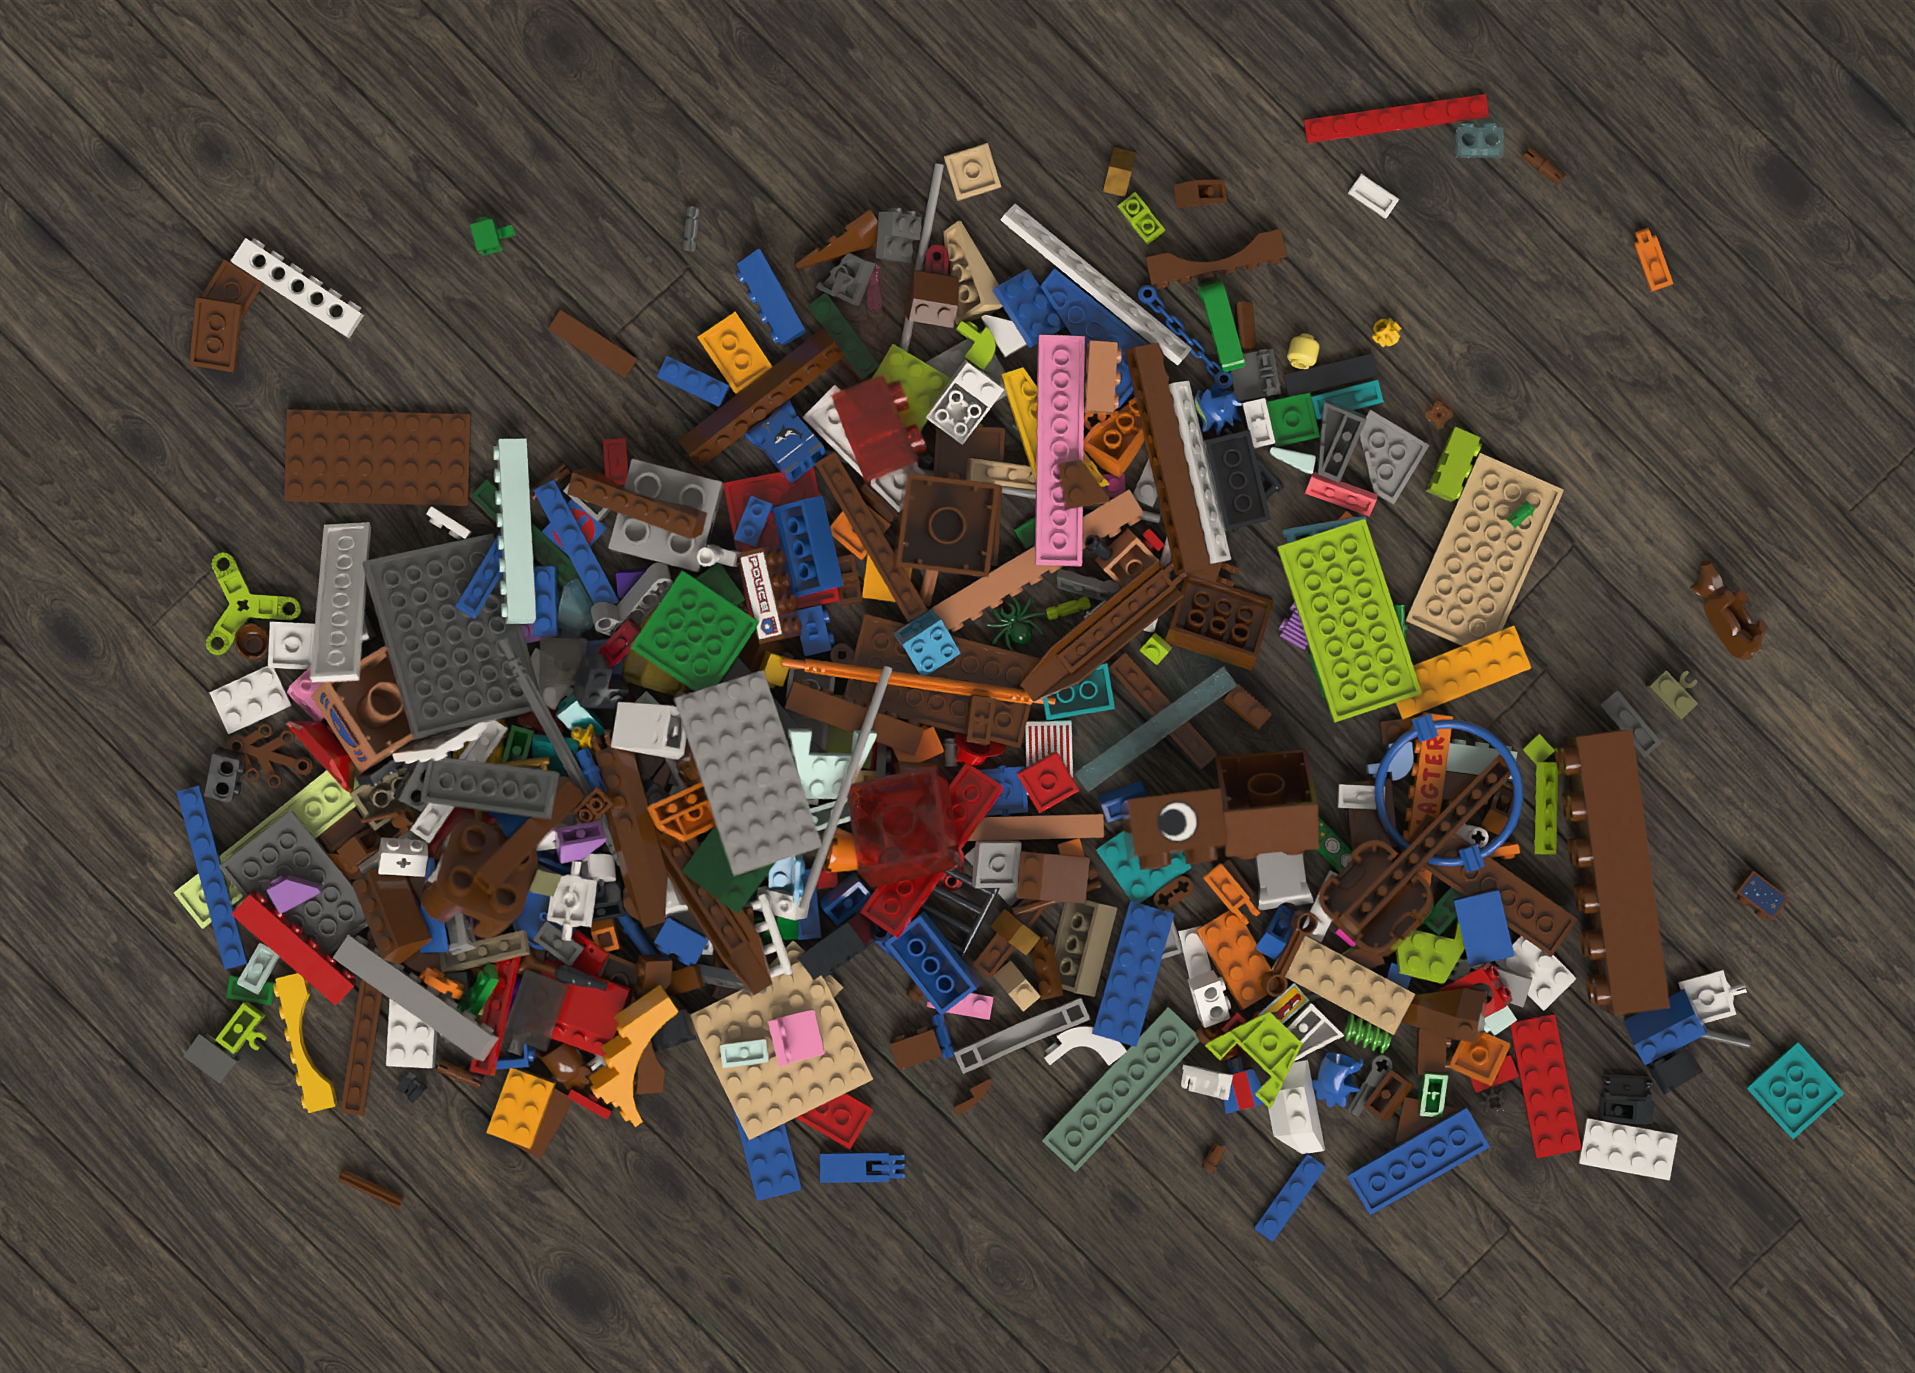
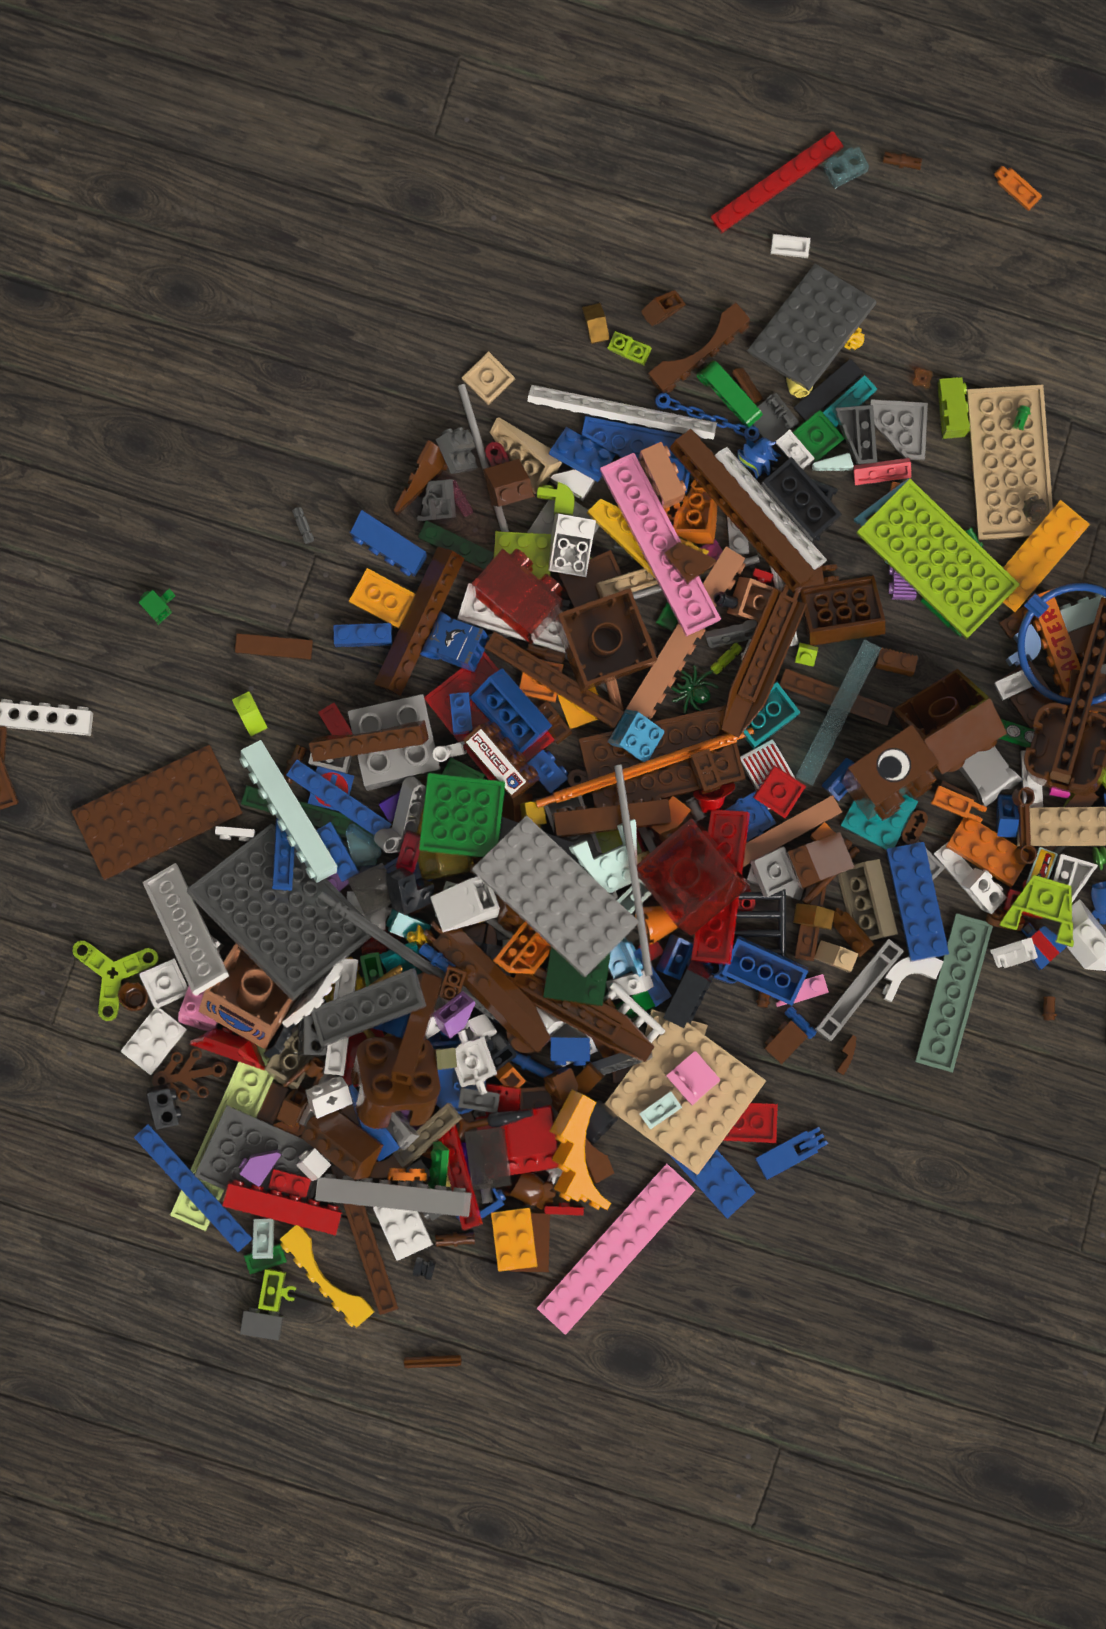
camera: 25 degrees left, 5 degrees down
(315, 925) = (289, 1183): none -> red plate
(349, 919) = (312, 1164): none -> white brick
(529, 403) = (249, 713): none -> lime slope
(624, 1171) = (616, 1249): none -> bright pink plate
(1348, 298) = (812, 327): none -> dark grey plate
(1481, 619) = (1034, 508): none -> clear smoke gear

